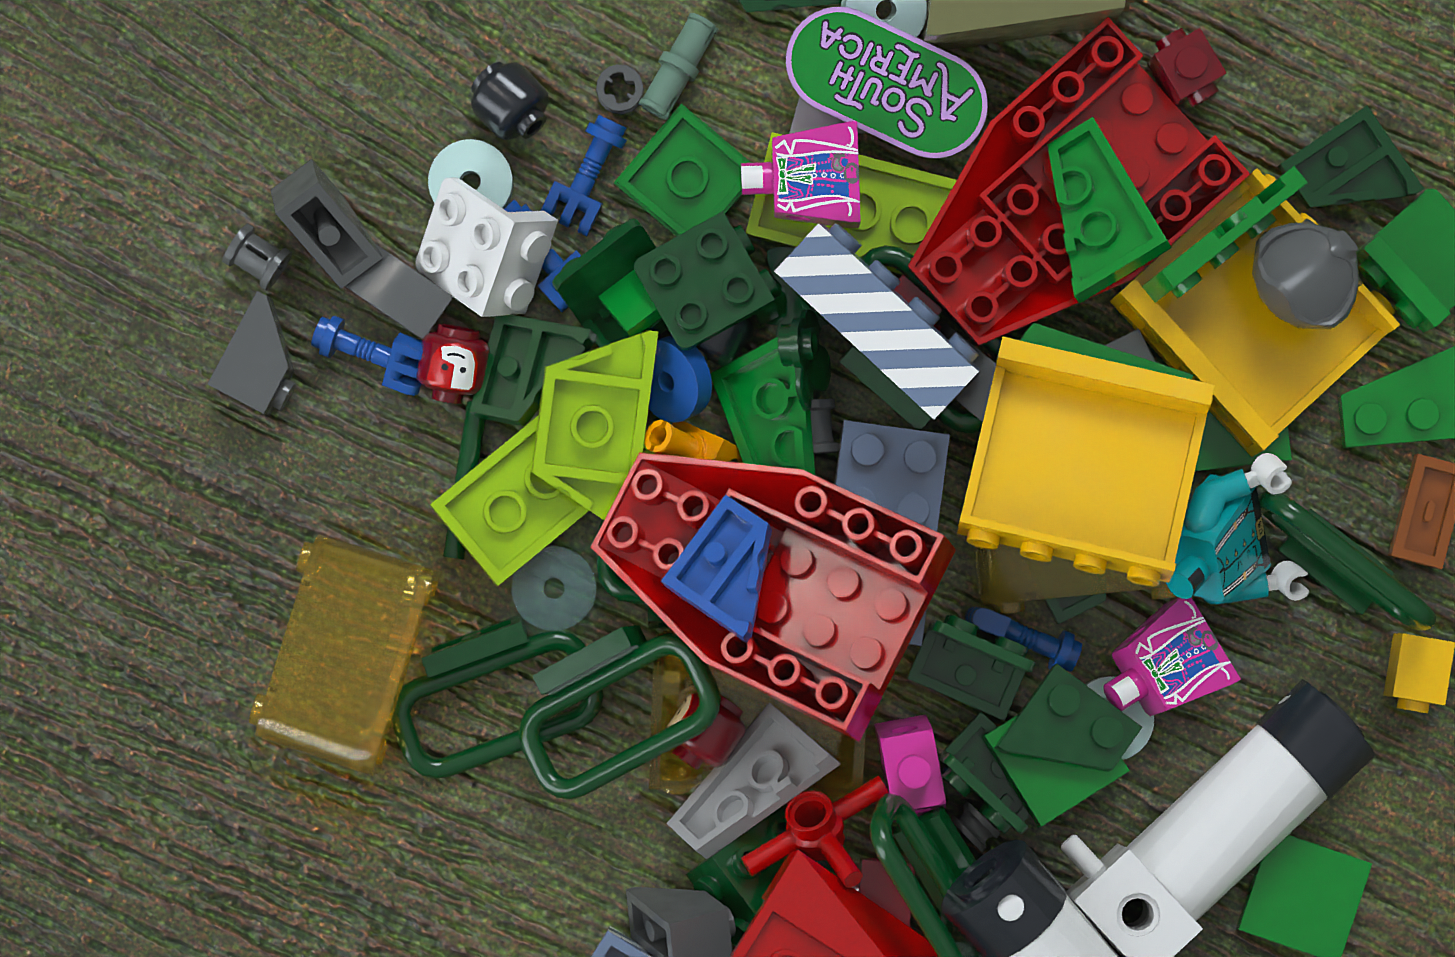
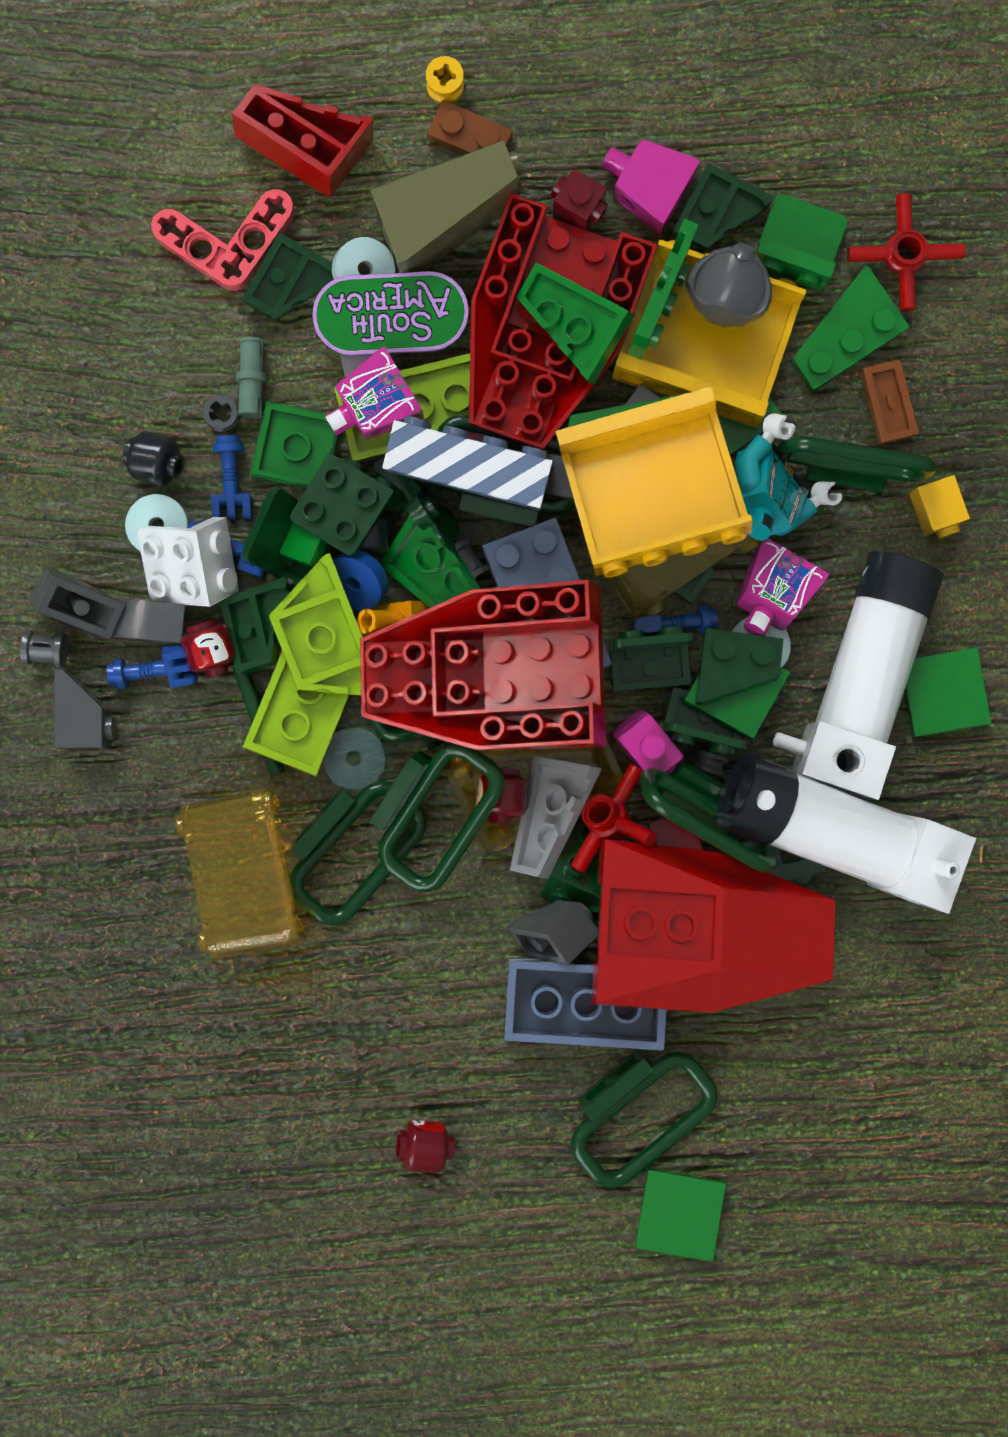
camera: 30 degrees left, 0 degrees up
(724, 567) = (455, 680): blue wing -> none
(1286, 90) = (651, 181): none -> dark pink torso

